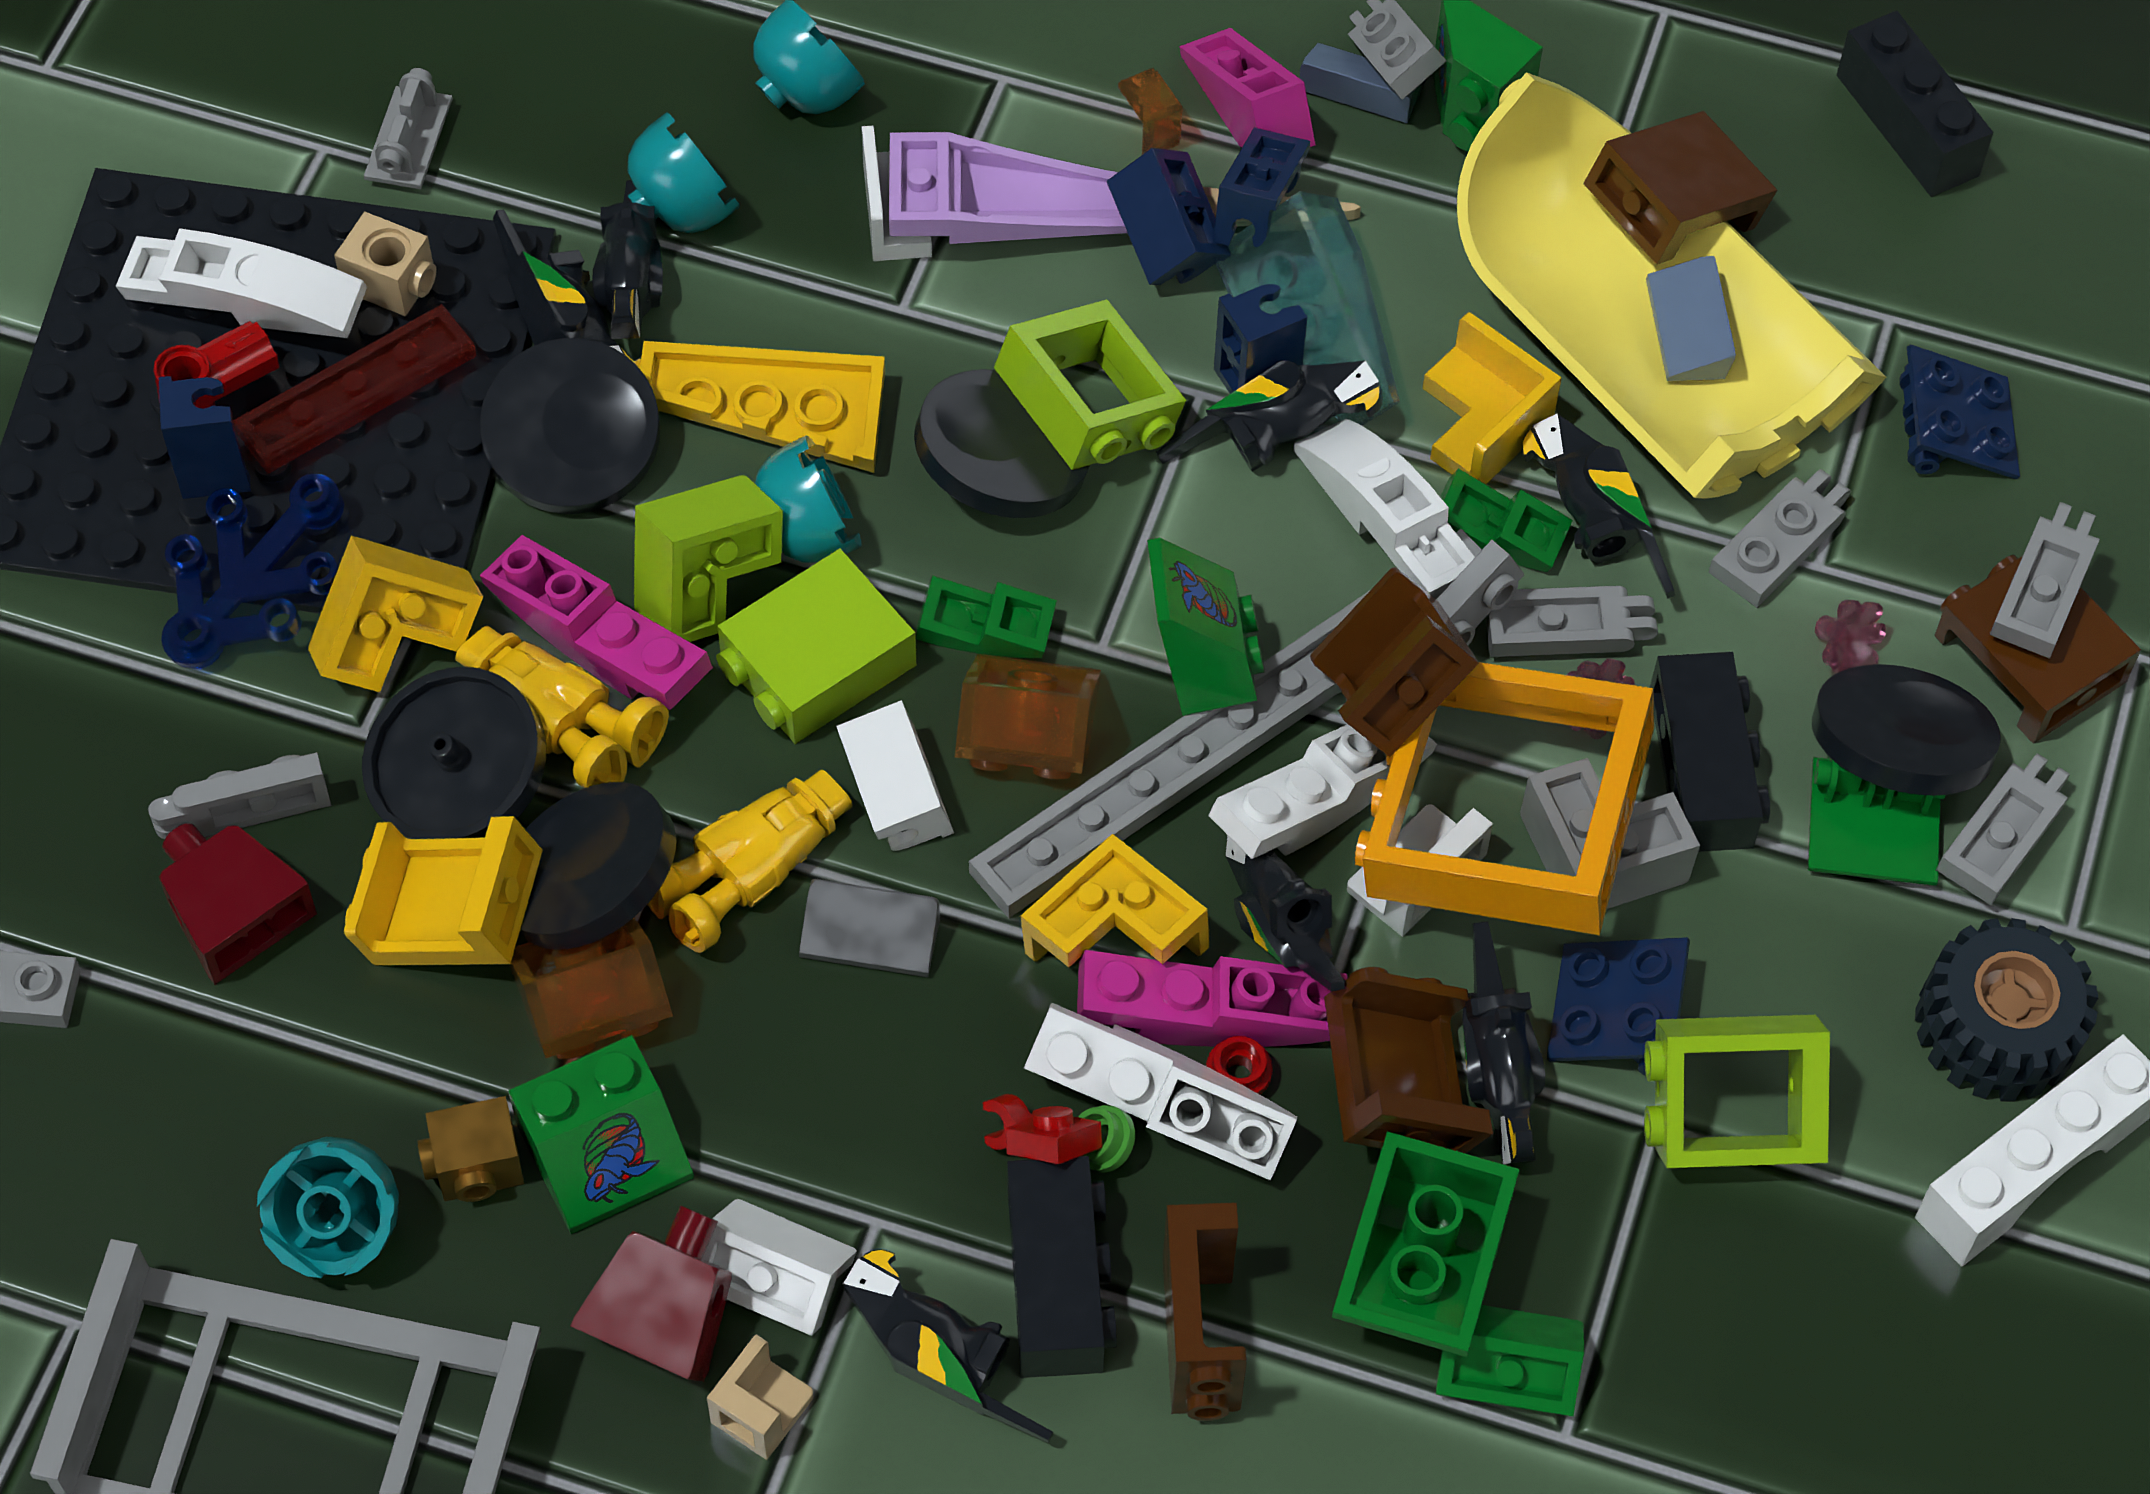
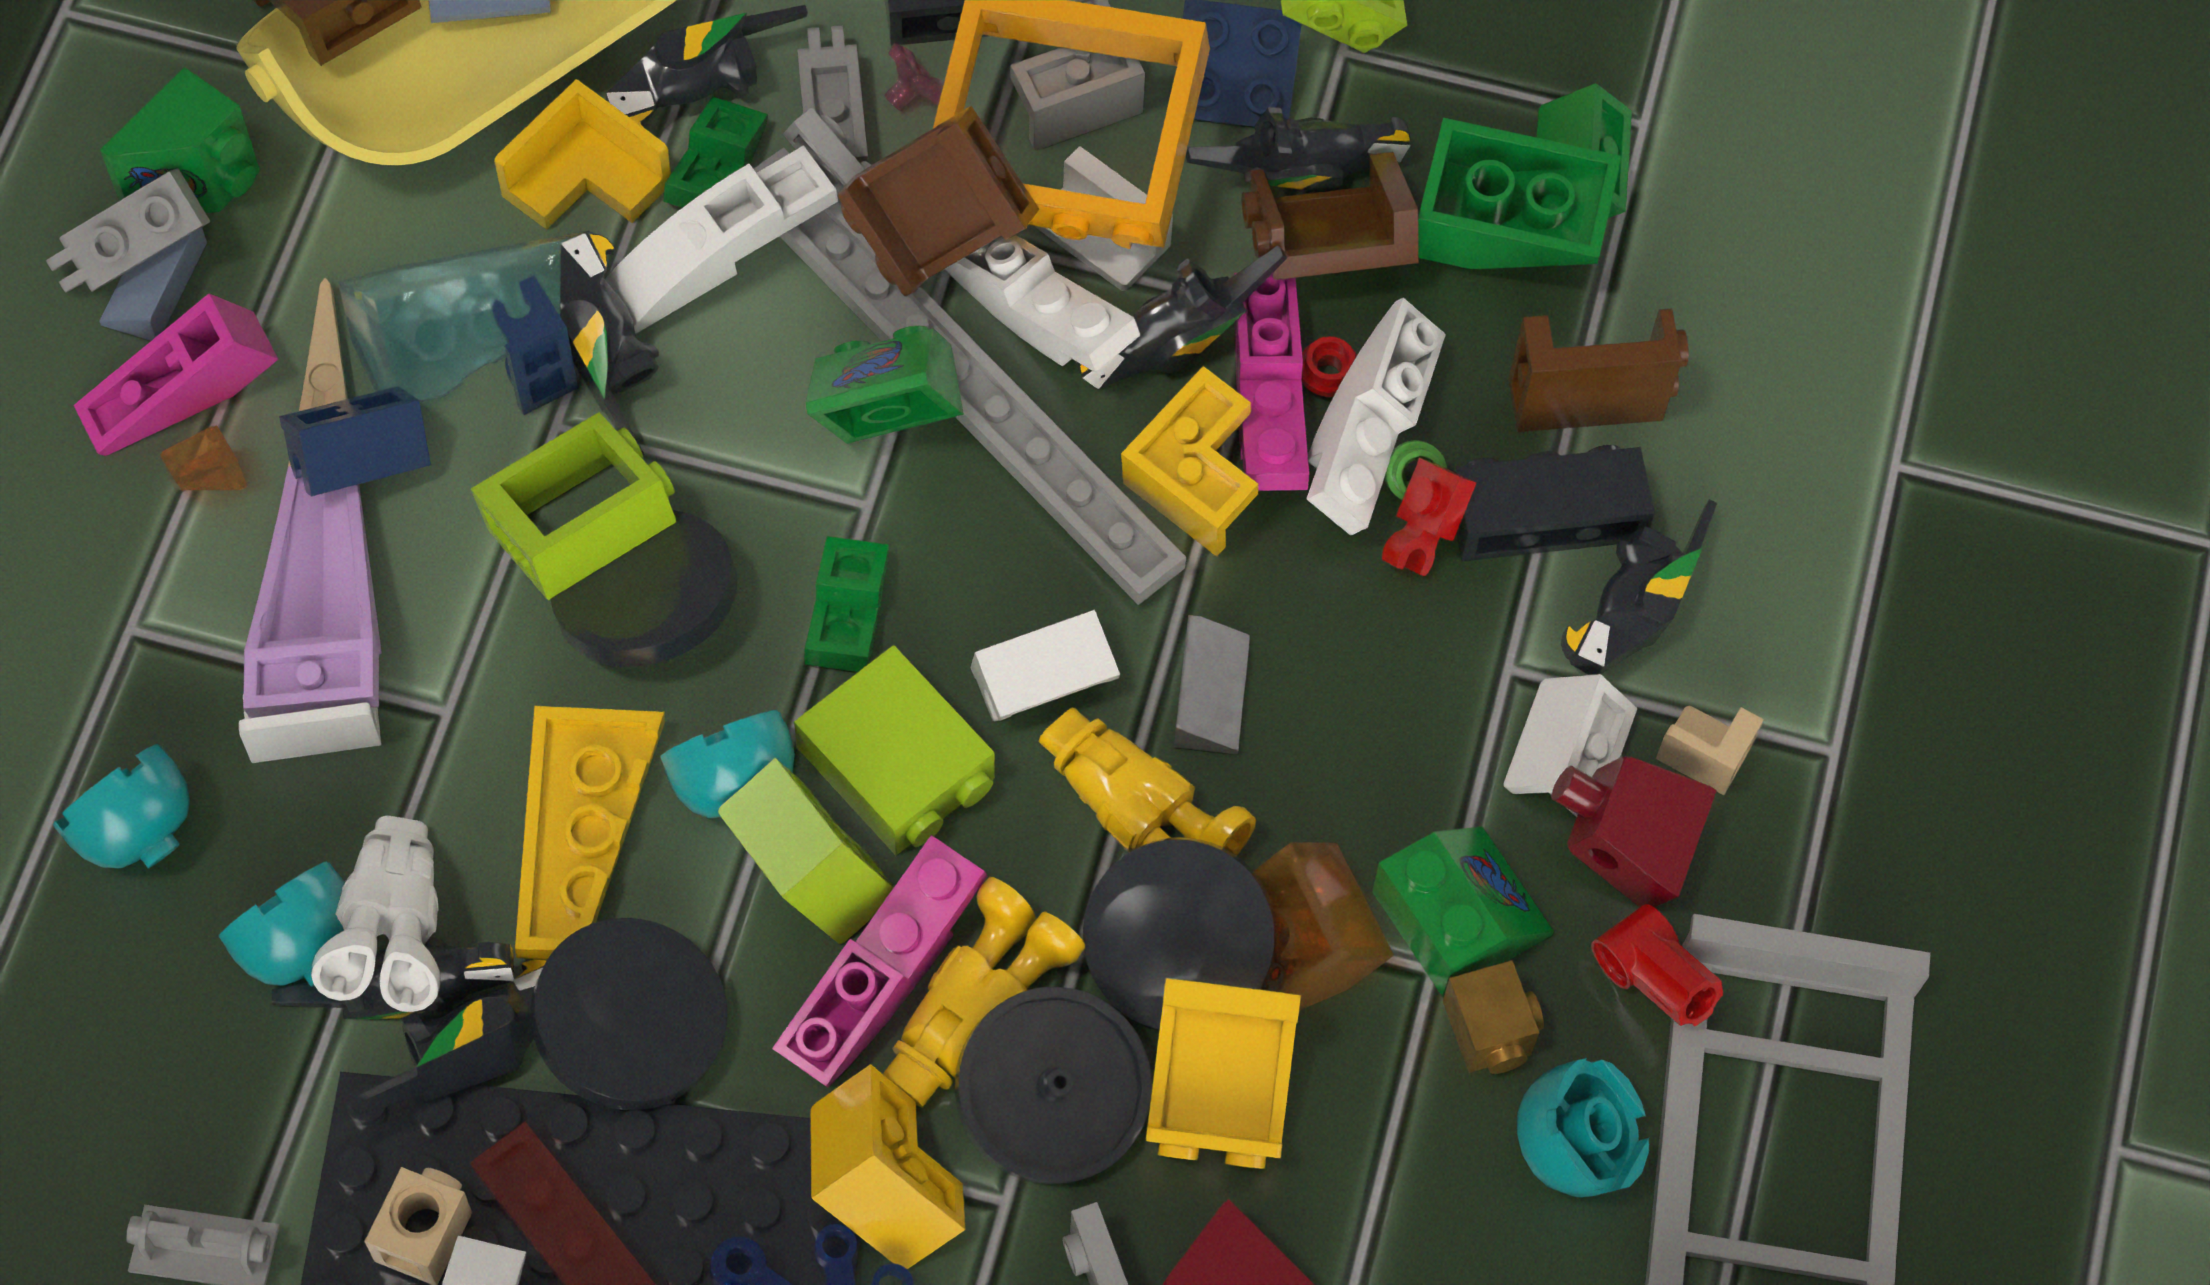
camera: 95 degrees left, 5 degrees up
(520, 1292) = (1648, 955): none -> red piece
(687, 235) = (389, 896): none -> white piece
(1027, 715) = (962, 551): clear orange slope -> none
(1257, 183) = (331, 344): dark blue hinge -> none

